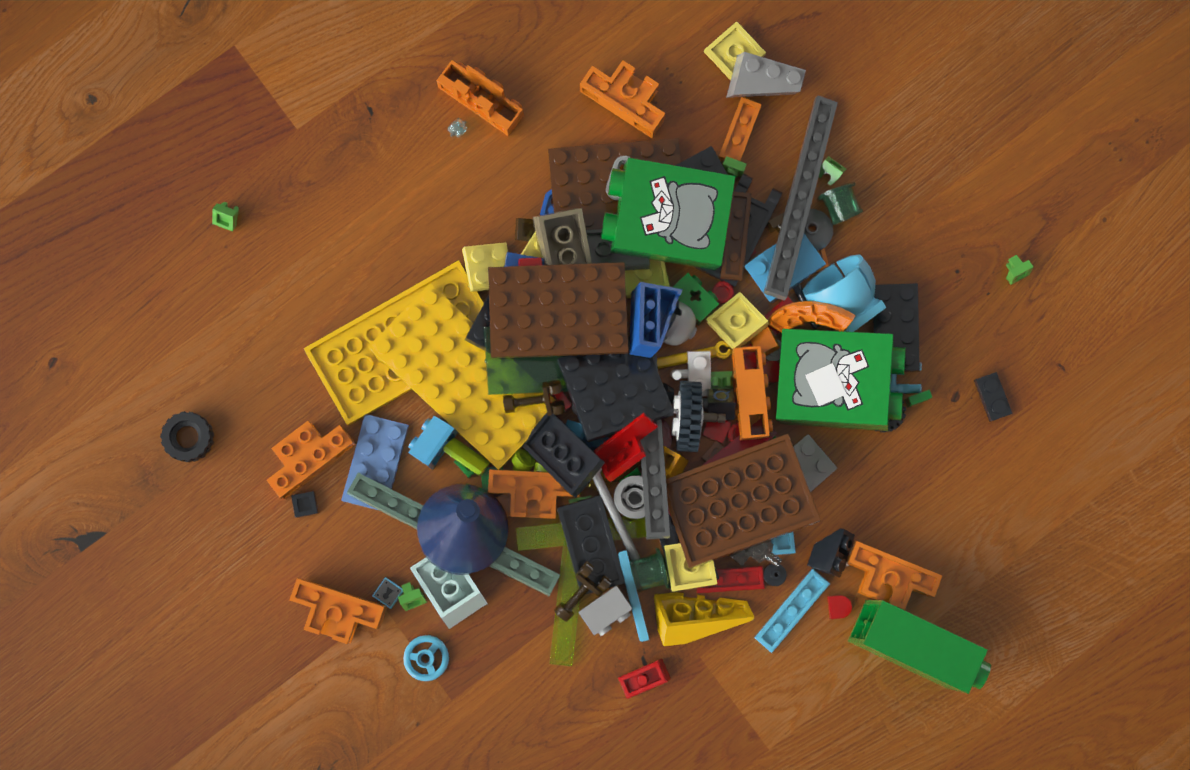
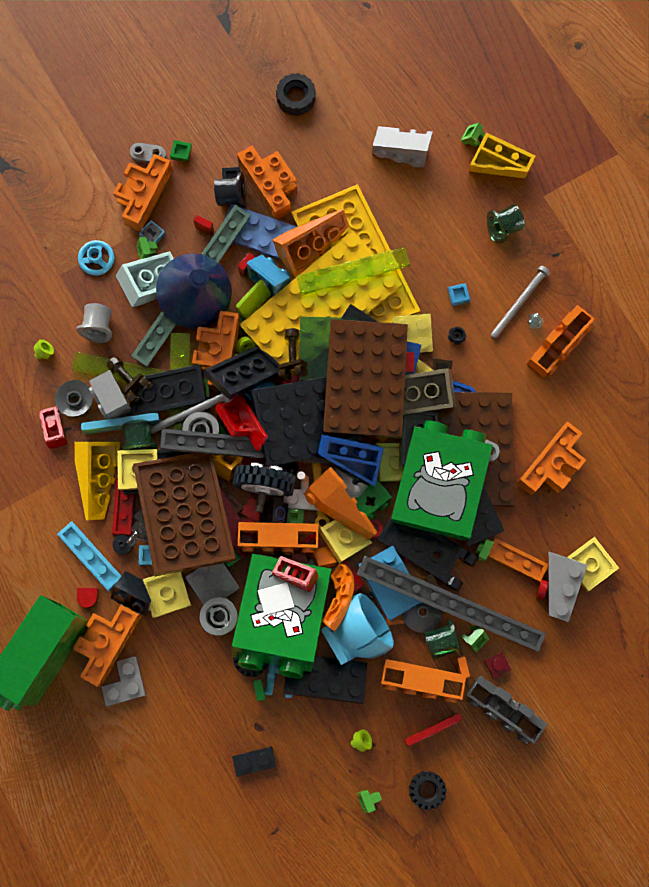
camera: 95 degrees right, 5 degrees down
(249, 299) = (402, 146): none -> wedge
(256, 179) = (501, 158): none -> yellow wedge
(276, 571) = (181, 151): none -> green plate
(283, 613) = (147, 152): none -> light grey plate
(328, 501) = (230, 191): none -> black piece
(340, 169) = (504, 223): none -> clear green piece
(373, 529) = (203, 225): none -> red tile
(390, 403) = (304, 244): none -> orange wedge
(396, 123) = (542, 272): none -> light grey bar
(418, 470) = (243, 265): none -> red tile
(421, 340) = (353, 271): none -> clear neon green tile
(431, 218) = (459, 294): none -> dark azure tile
(478, 213) = (457, 340): none -> black plate
(513, 642) = (96, 323): none -> light grey piece
(551, 703) = (43, 349): none -> lime tile
(608, 669) = (70, 390): none -> dark grey dish
(698, 337) = (331, 498): none -> orange wedge
(736, 237) = (421, 543): reddish brown tile -> none
(770, 102) = (542, 589): none -> red tile
(802, 369) = (307, 579): none -> red slope
(832, 516) = (167, 593): none -> light yellow plate
(848, 450) = (218, 616): none -> light grey piece
(856, 145) = (497, 665): none -> dark red plate
(866, 181) = (462, 666): none -> orange tile
(888, 218) = (423, 680): none -> orange piece
(905, 134) = (506, 710): none -> dark grey piece
(929, 543) = (129, 687): none -> light grey plate
(935, 208) = (433, 729): none -> red tile
(957, 282) = (362, 740): none -> lime tile
(1001, 196) = (440, 790): none -> black tyre

